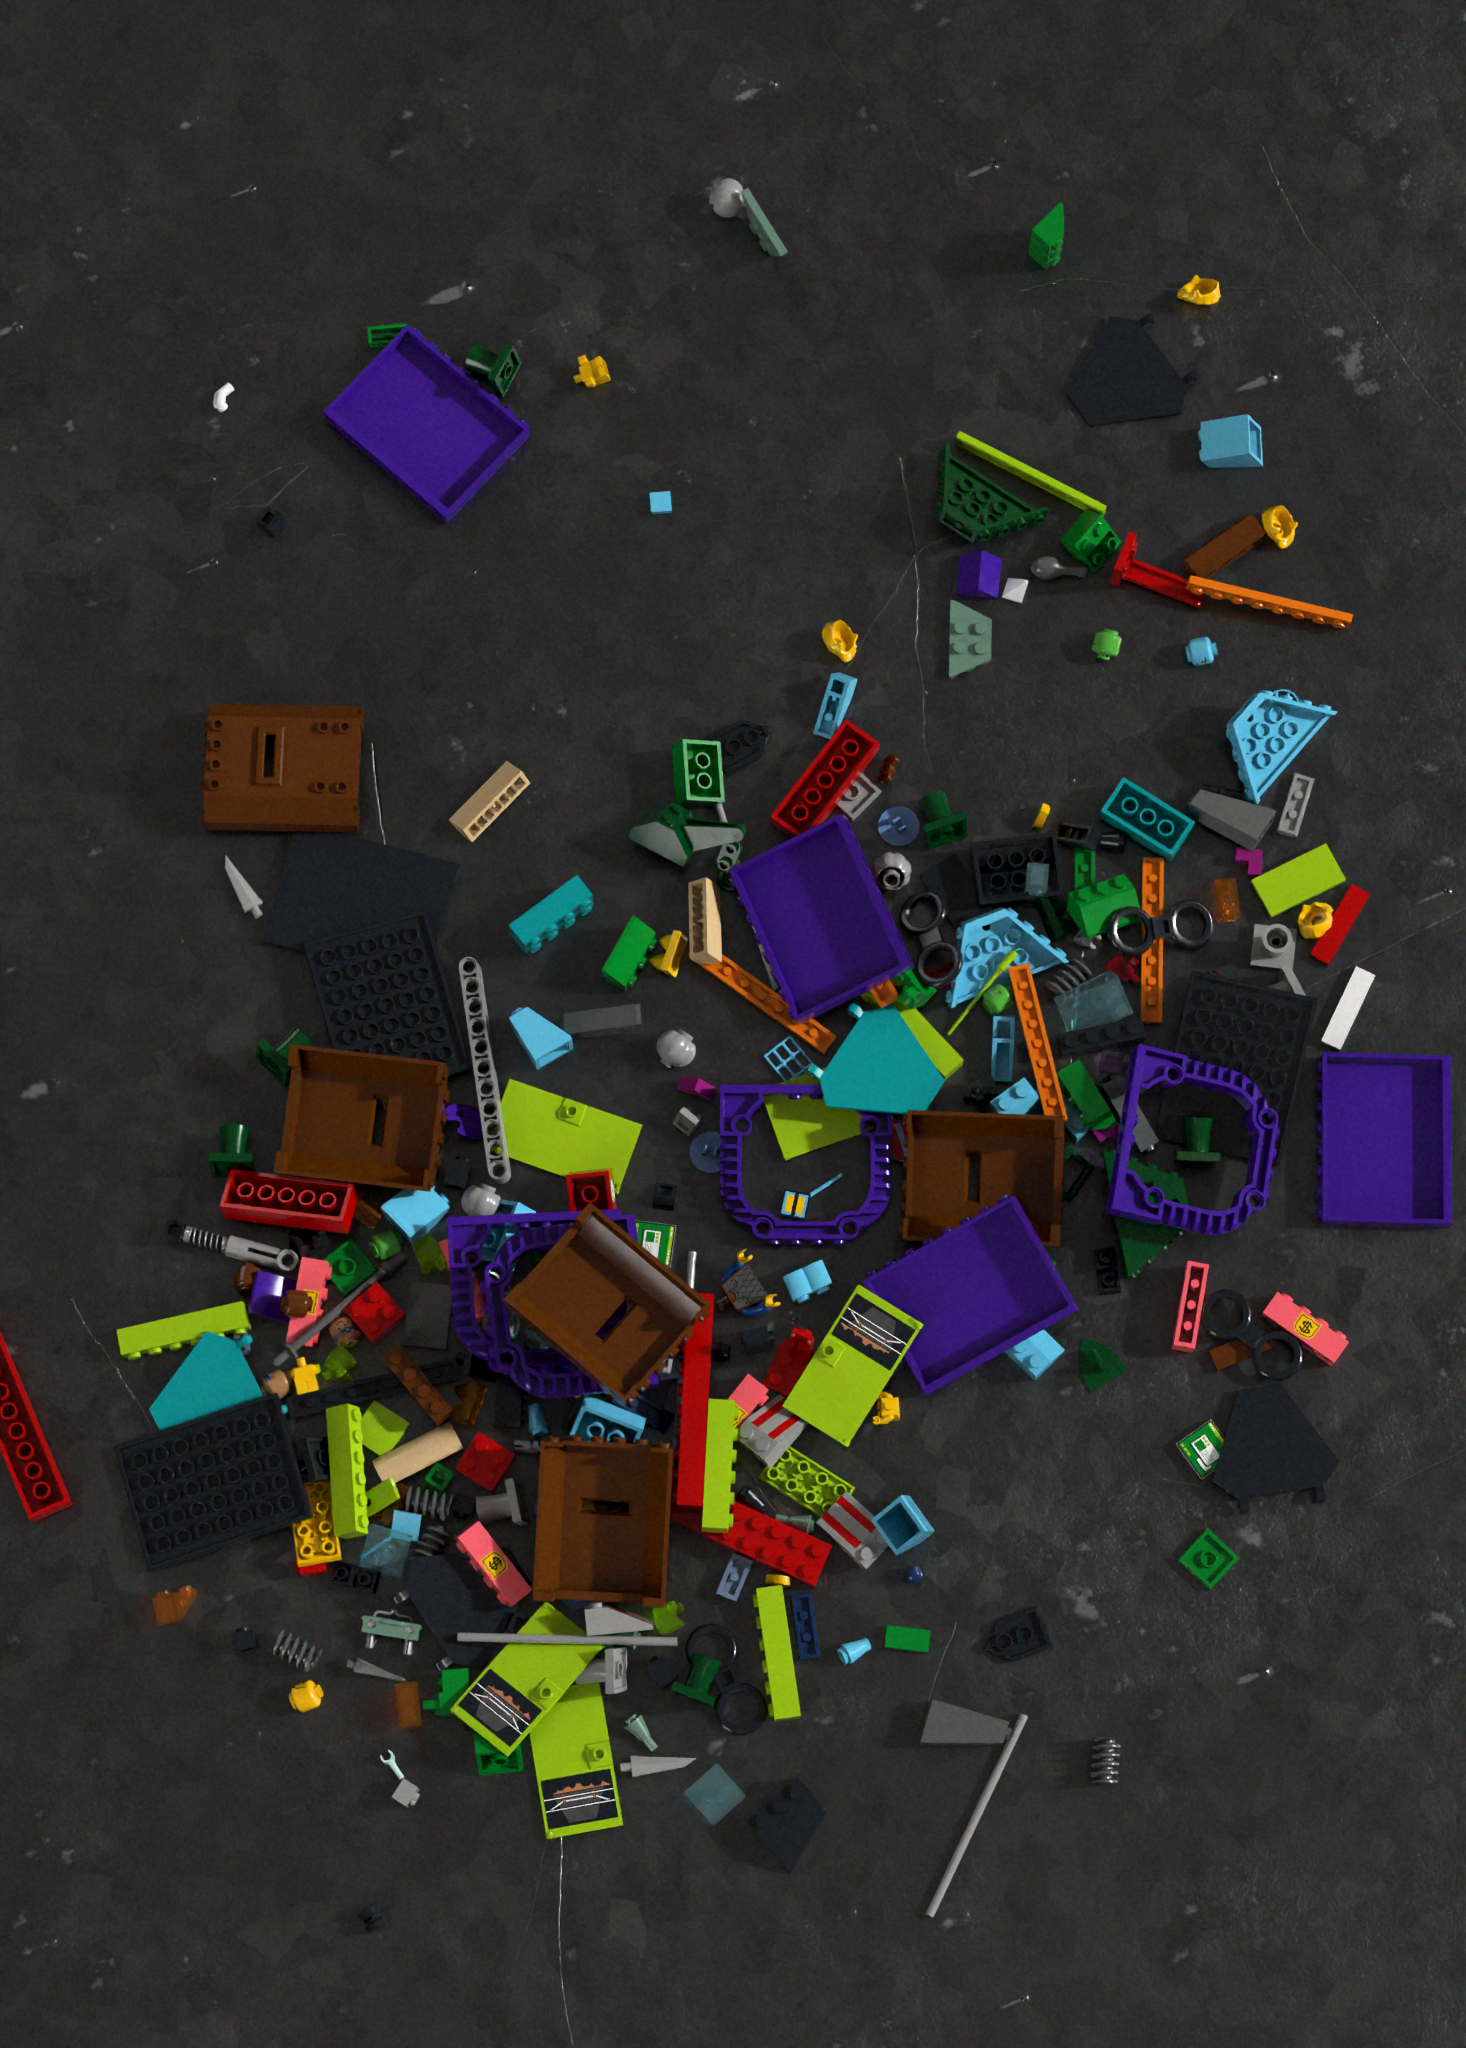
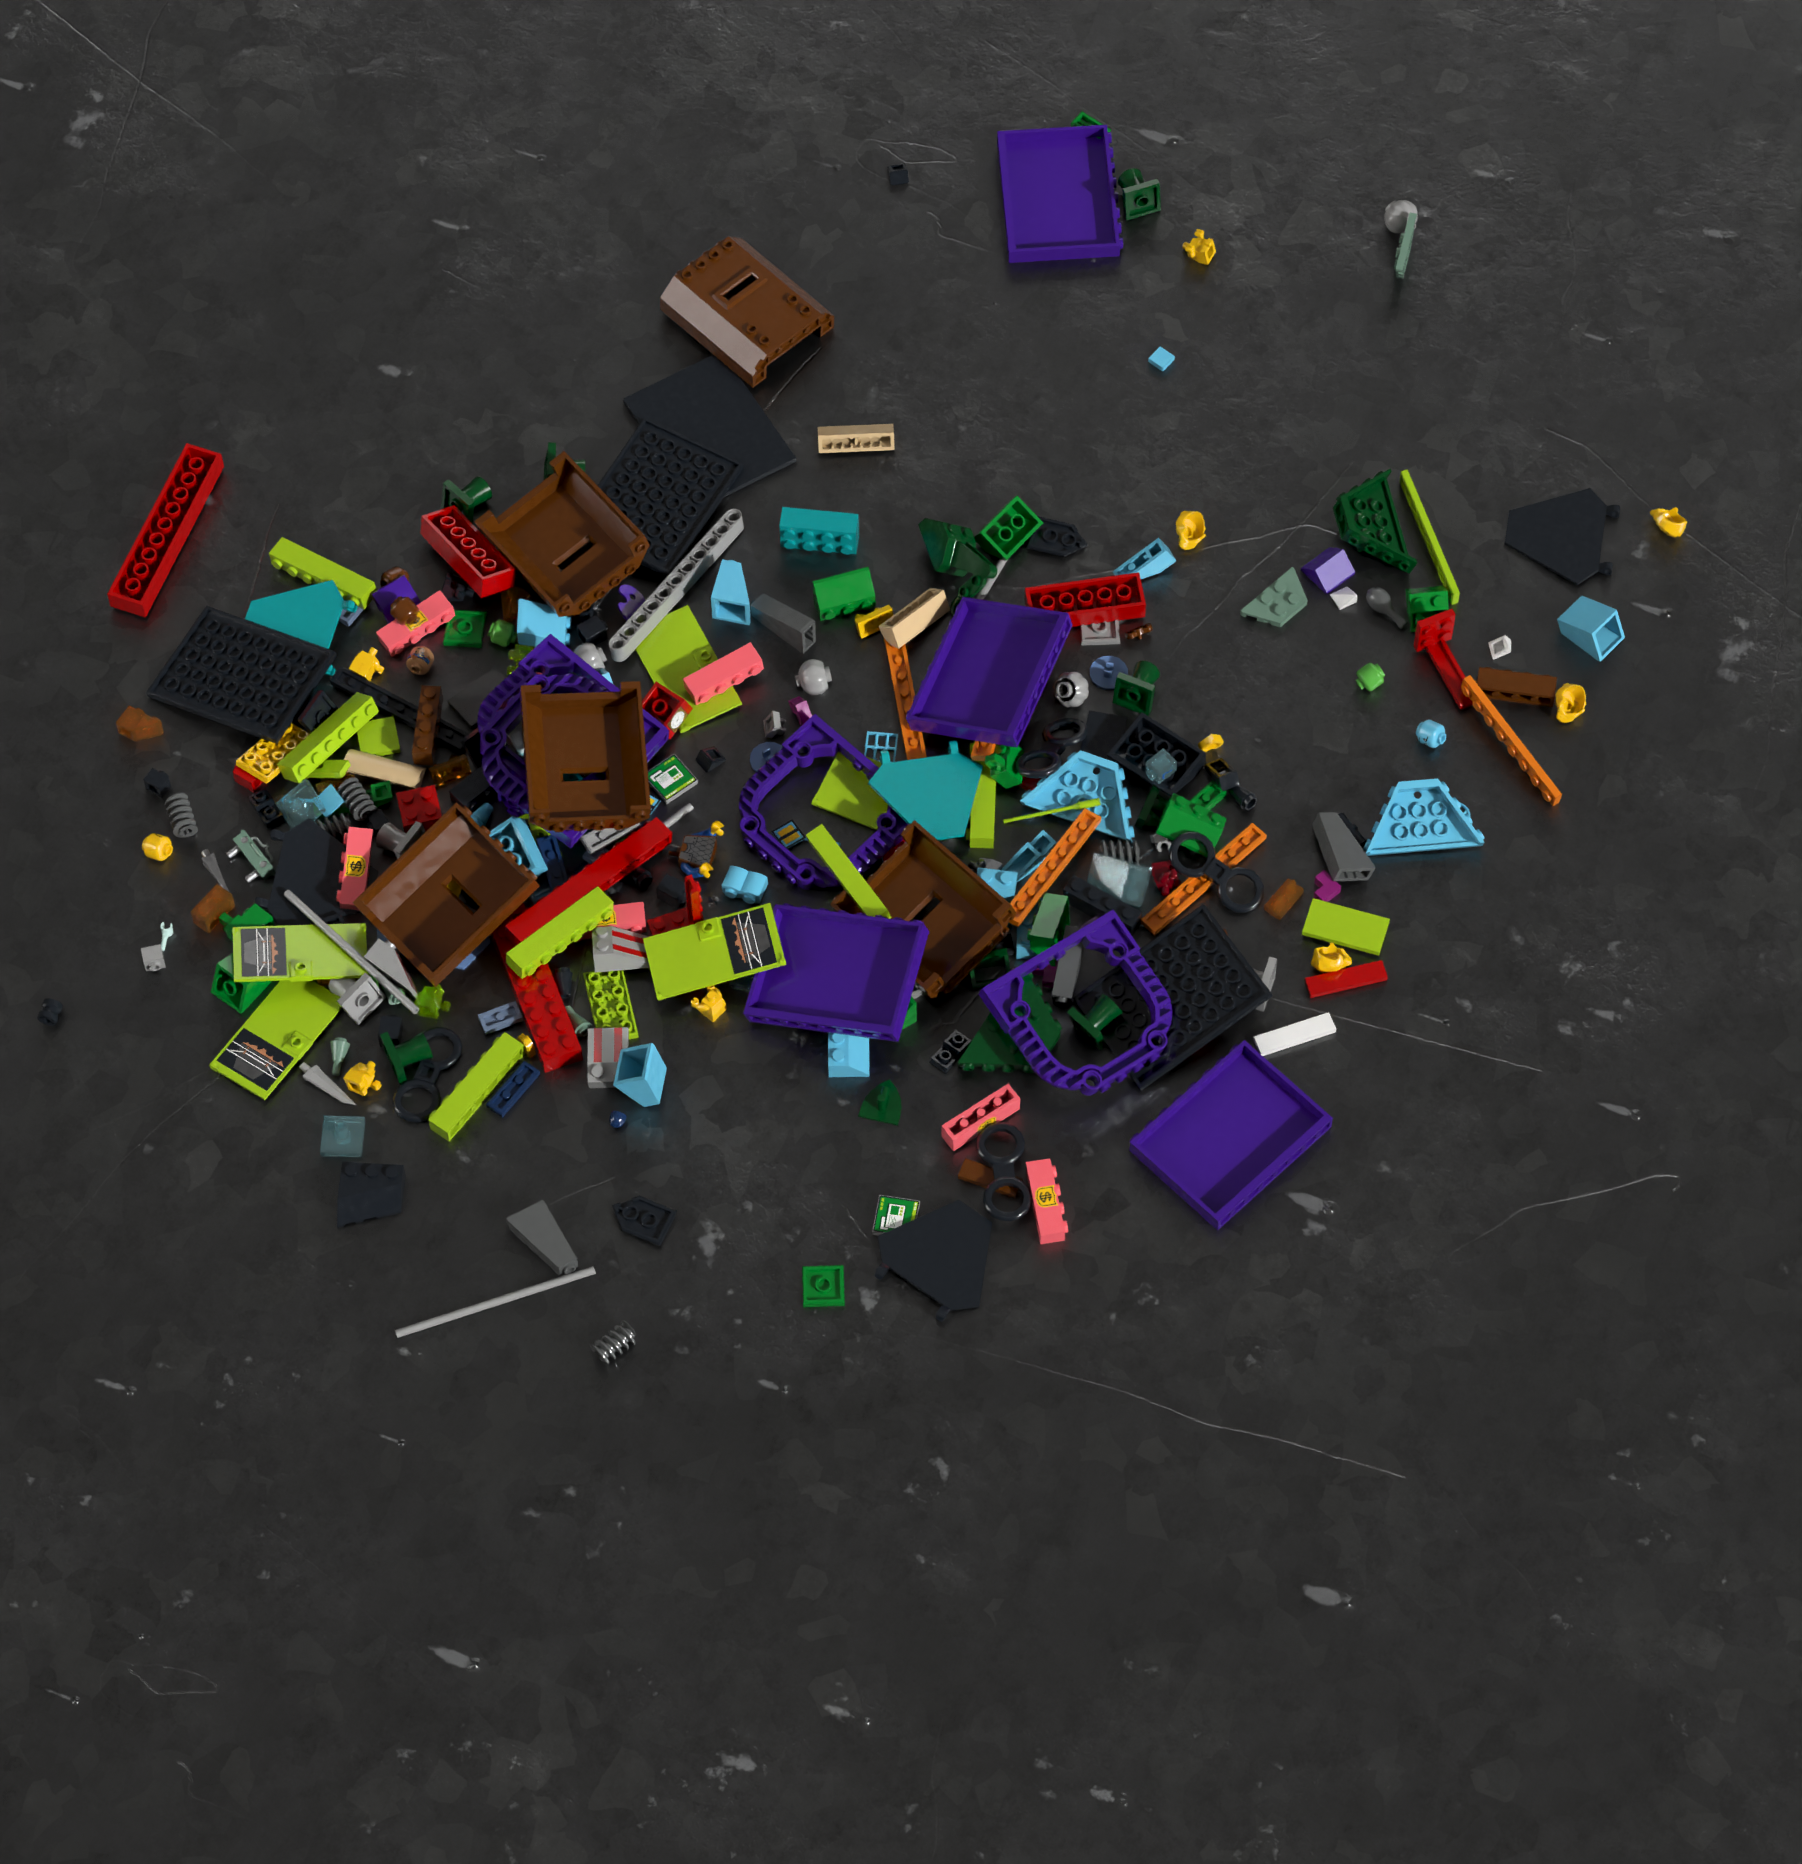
camera: 45 degrees right, 15 degrees down
(220, 397) = (946, 77): white arm -> none
(234, 1247) = (405, 552): piece -> none
(244, 892) = (643, 366): light grey bar -> none
(276, 1382) = (345, 654): medium nougat head -> none
(339, 1364) = (396, 676): clear neon green piece -> none
(375, 1313) = (450, 666): red brick -> none
(385, 1269) = (485, 647): dark grey bar -> none
(606, 1115) = (723, 674): none -> coral brick
(681, 1732) = (361, 1077): none -> yellow piece
(853, 1650) = (527, 1129): medium azure cone -> none
(893, 1202) = (846, 873): none -> lime brick
(907, 1639) = (570, 1155): green tile -> none
(998, 999) = (1057, 824): bright green head -> none
(1048, 238) = (1595, 401): green slope -> none
(1146, 819) = (1279, 801): teal brick -> none
(1177, 524) = (1500, 647): none -> white slope
(1266, 954) = (1286, 949): light grey plant -> none
(1295, 805) = (1395, 882): light grey tile -> none

